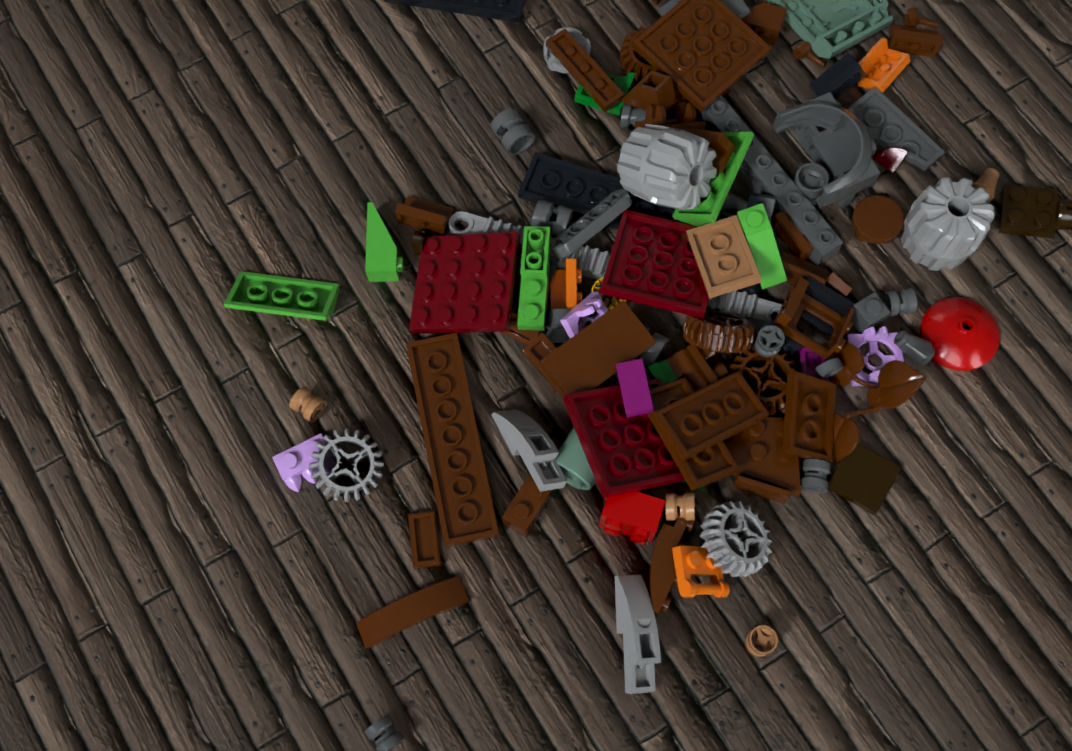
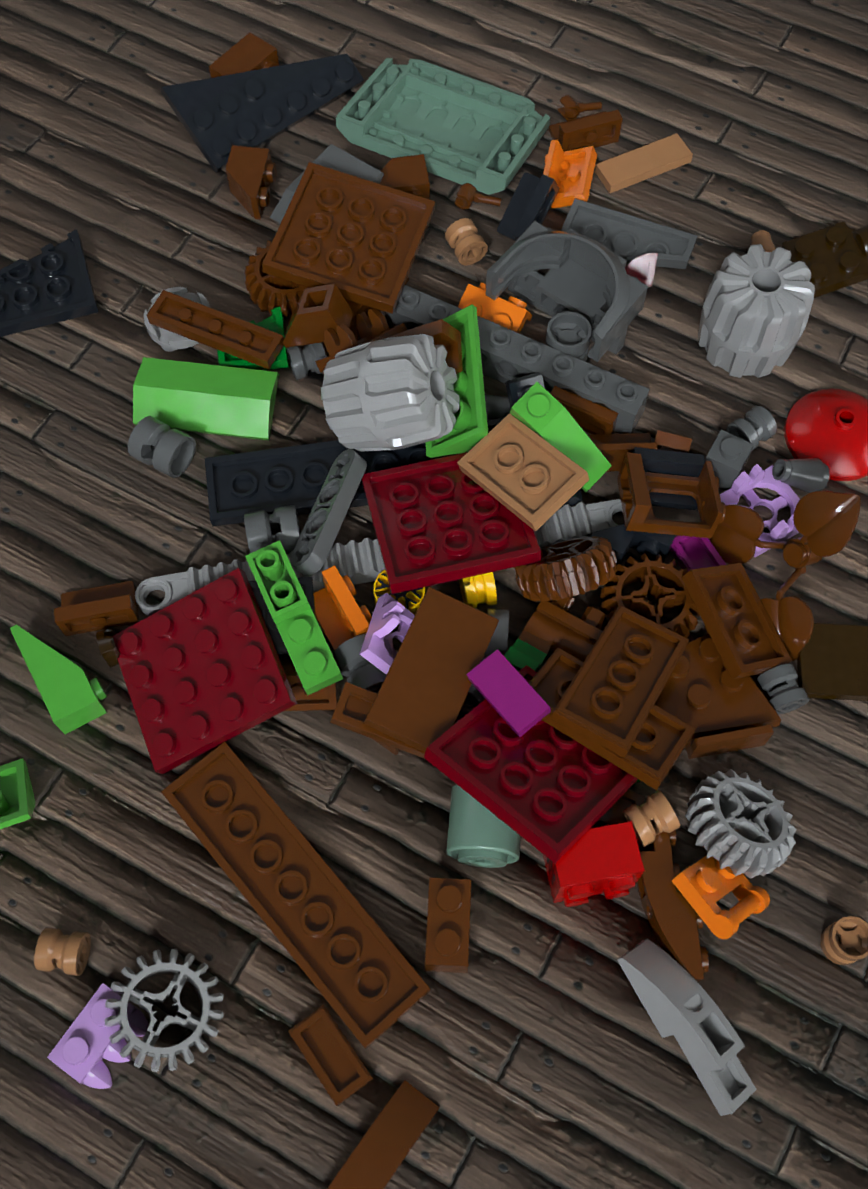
camera: 30 degrees left, 5 degrees down
(533, 445) = (410, 838): light grey slope -> none
(556, 112) = (206, 397): none -> bright green slope
(658, 318) = (478, 590): none -> yellow wheel
(772, 335) = (639, 540): dark grey wheel -> none
(778, 145) = (509, 314): none -> orange bracket
(782, 81) = (469, 246): none -> medium nougat wheel
(829, 368) = (722, 547): dark grey tile -> none
(877, 220) = (667, 347): reddish brown tile -> none
(941, 81) = (643, 163): none -> medium nougat tile

